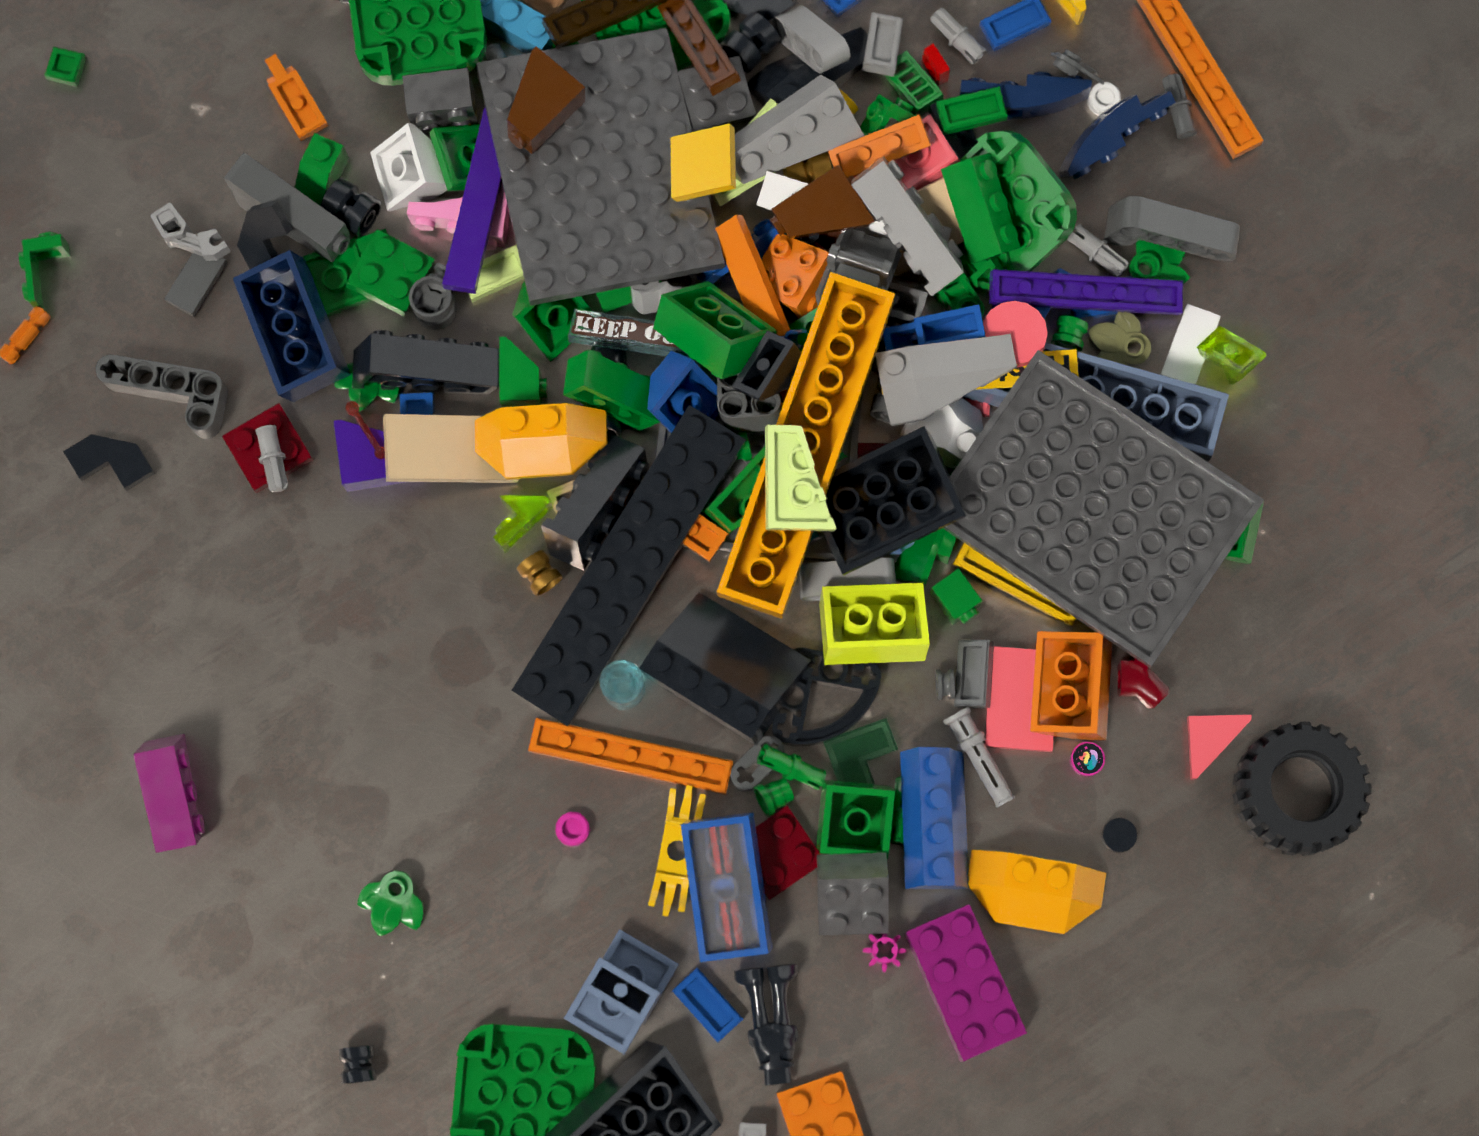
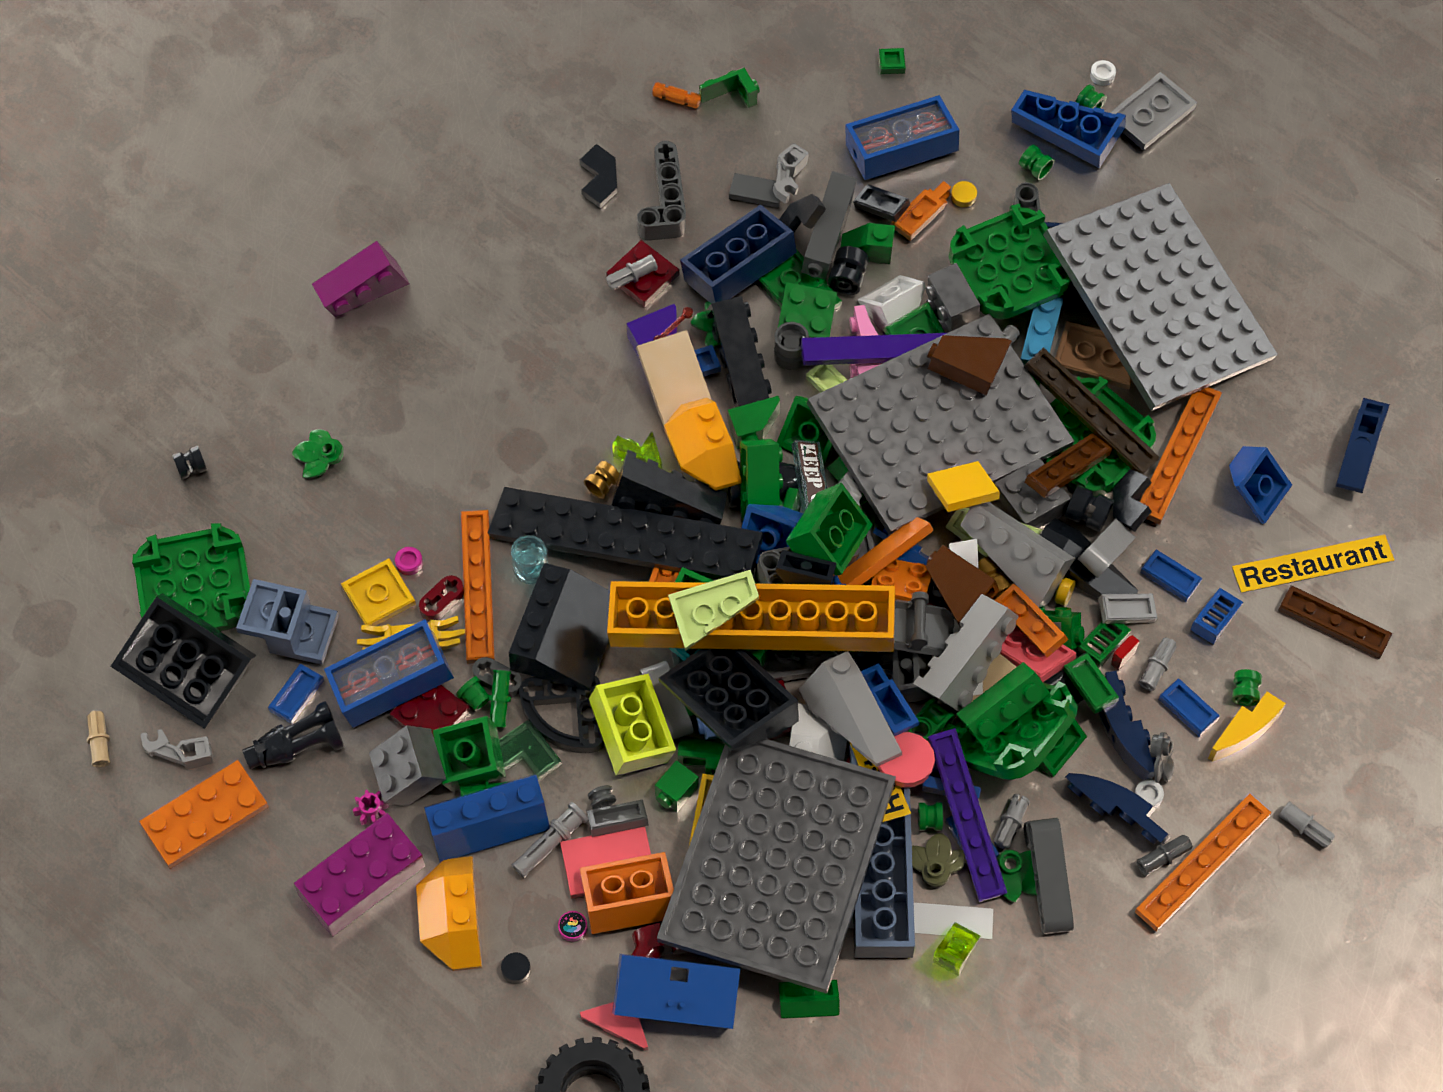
camera: 70 degrees right, 15 degrees down
(186, 87) = (902, 137): none -> blue brick
(269, 137) = (881, 203): none -> black tile
(285, 44) = (964, 194): none -> yellow tile
(605, 876) = (378, 593): none -> yellow tile
(628, 806) = (438, 595): none -> dark red beam
(640, 364) = (792, 499): none -> green tile
(1208, 666) = (676, 991): none -> blue brick

